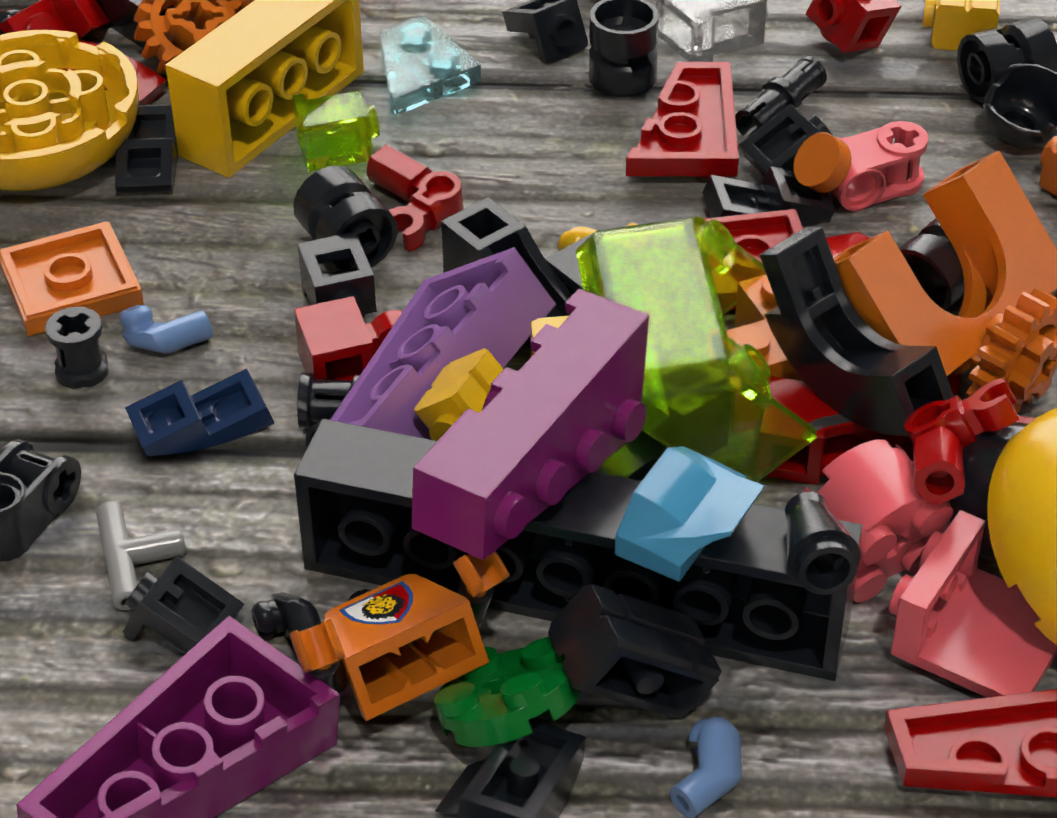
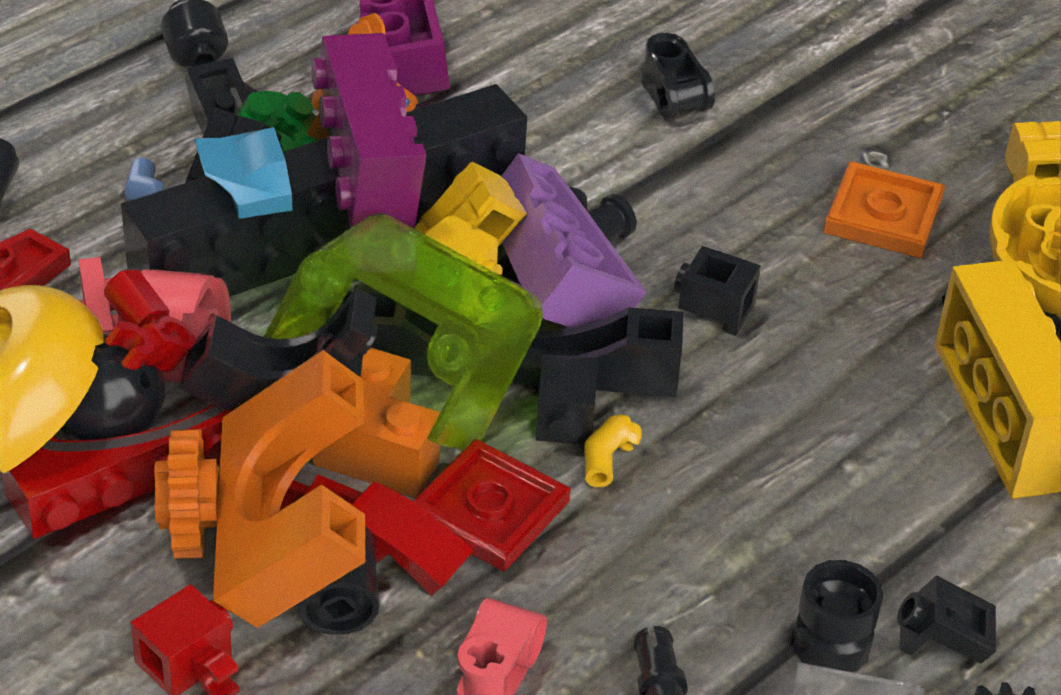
camera: 130 degrees right, 0 degrees up
(79, 356) = (786, 157): black bush -> none
(124, 553) = (584, 103): light grey piece -> none
(160, 336) = (770, 207): medium blue arm -> none
(179, 605) = (511, 76): black bracket -> none
(182, 423) = (668, 182): dark blue slope -> none
(335, 129) = (914, 394): clear neon green brick -> none
(336, 340) = (653, 248): brick -> none
(339, 203) = (780, 325): black wheel -> none
(424, 64) = (977, 524): clear light blue wing -> none
(428, 193) = (804, 404): red bar -> none
(691, 127) = (681, 588): red wing -> none
(777, 192) = (551, 571): black slope -> none
(780, 139) = (586, 635): black bracket -> none
(818, 546) = (148, 185): black cone -> none
(822, 162) = (524, 594): orange tile -> none

